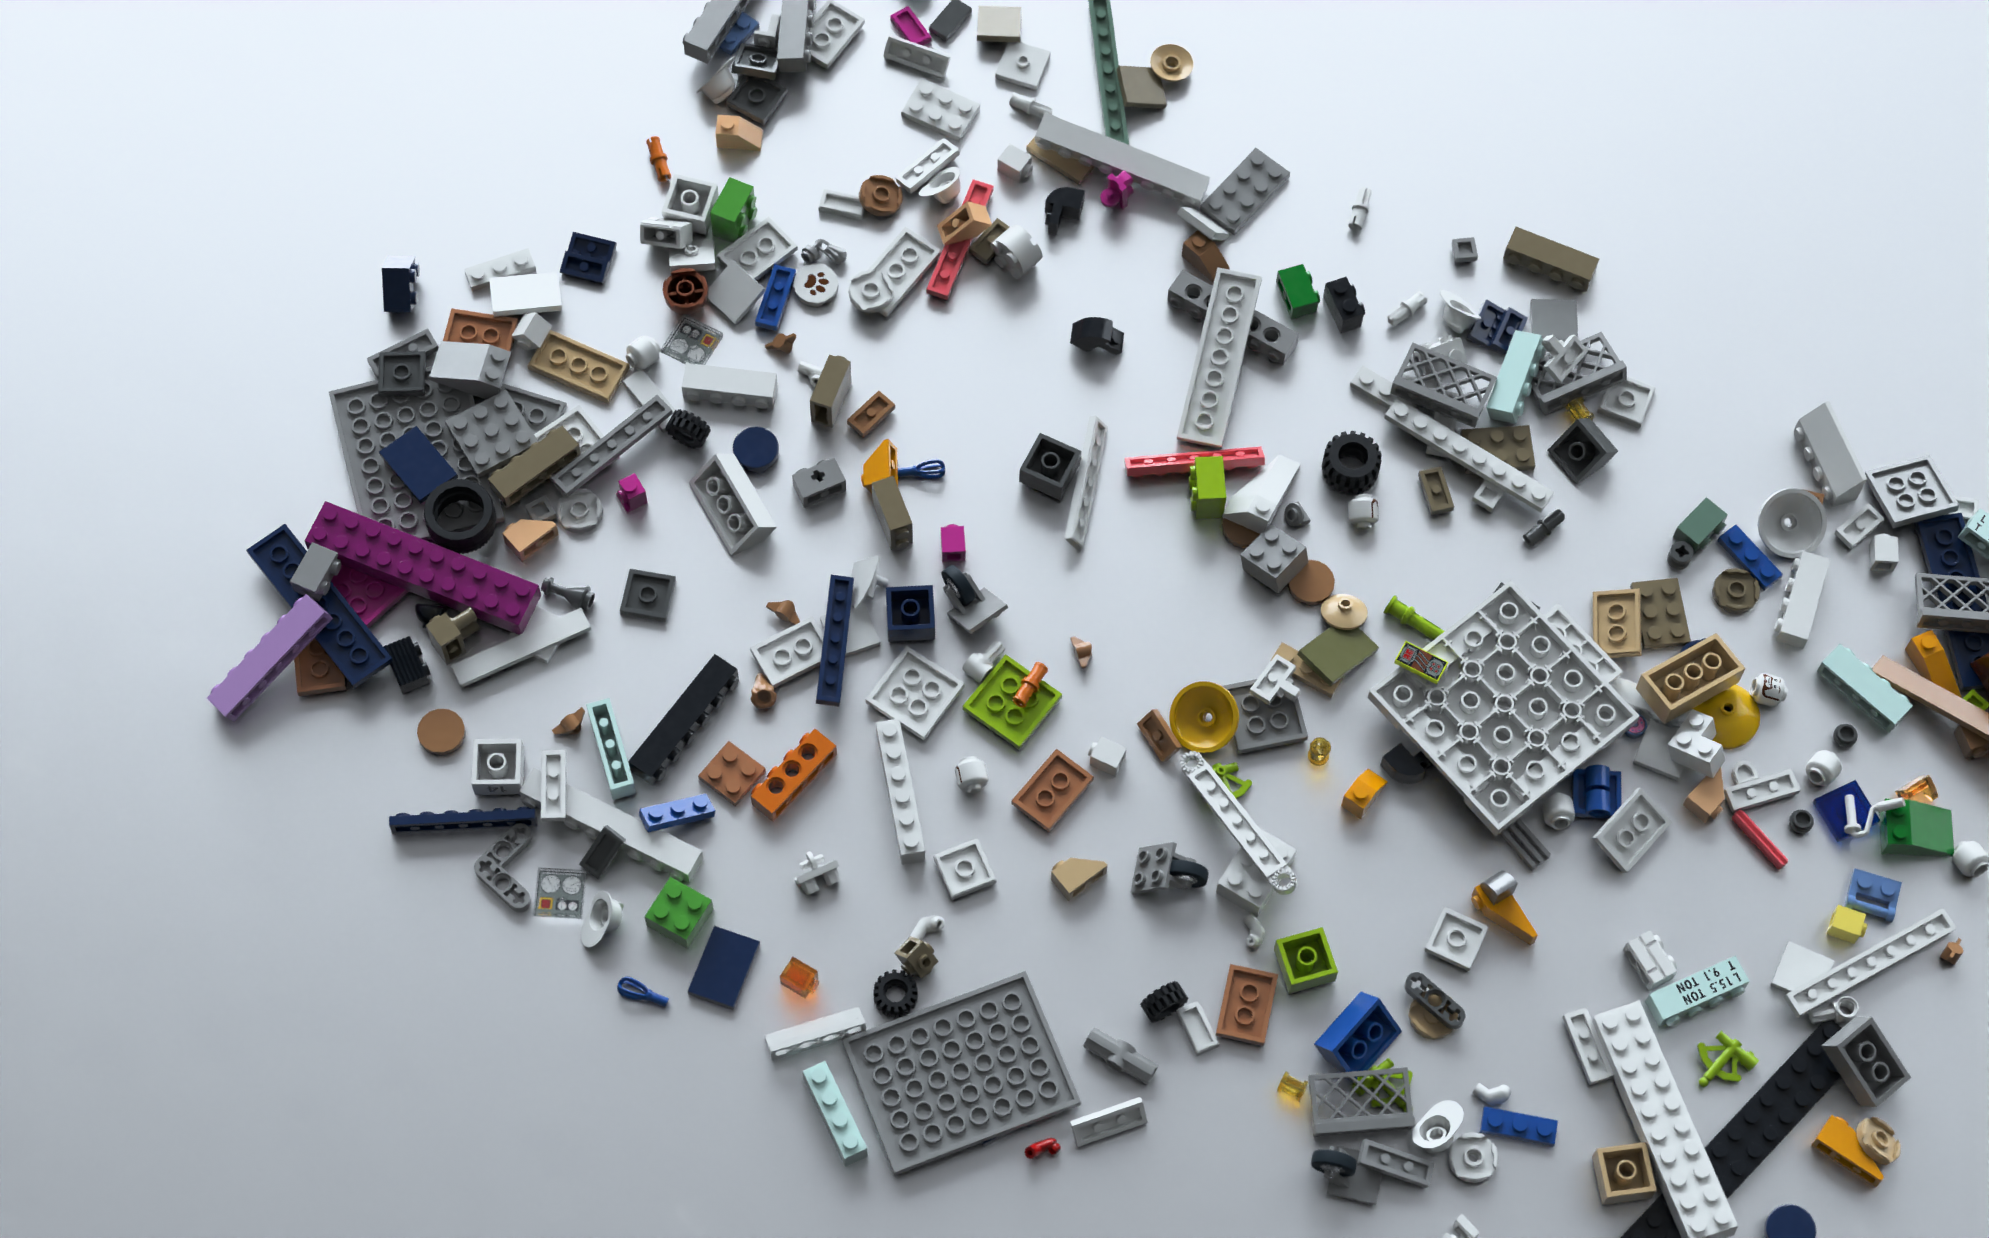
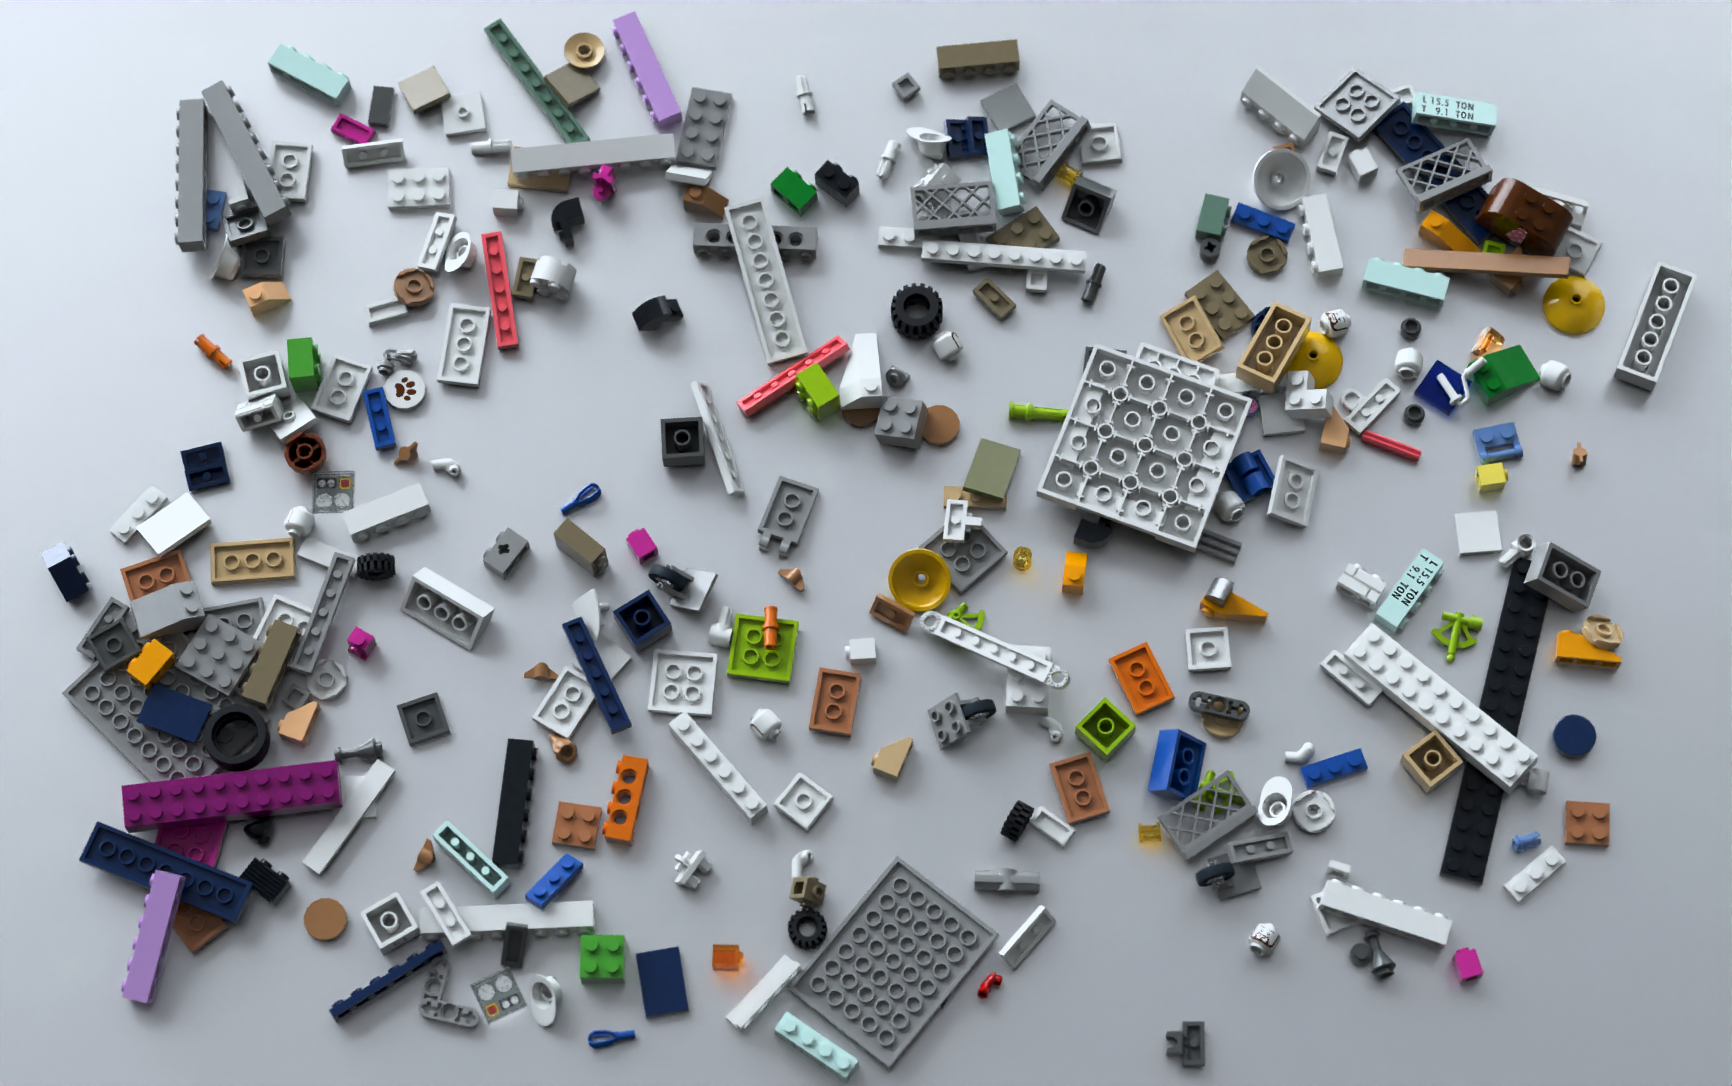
camera: 25 degrees left, 5 degrees up
(316, 572) = (149, 847): light grey brick -> none
(424, 407) = (151, 664): none -> light orange brick
(448, 633) = (285, 838): dark tan brick -> none
(531, 331) = (198, 553): white brick -> none
(735, 292) = (344, 431): white tile -> none
(756, 449) = (438, 552): dark blue tile -> none
(830, 391) = (472, 473): dark tan brick -> none
(870, 291) = (454, 373): white tile -> none
(871, 414) = (514, 474): medium nougat plate -> none
(880, 465) = (548, 514): light orange slope -> none
(964, 223) = (498, 276): light nougat slope -> none
(1111, 588) = (787, 514): none -> light grey tile
(1221, 110) = (647, 70): none -> lavender brick
(1344, 612) = (978, 435): tan dish -> none
(1371, 932) = (1141, 679): none -> orange plate
(1421, 662) = (1064, 446): tile -> none
(1563, 356) = (1033, 135): white hinge -> none
(1869, 962) = (1523, 498): white plate -> none

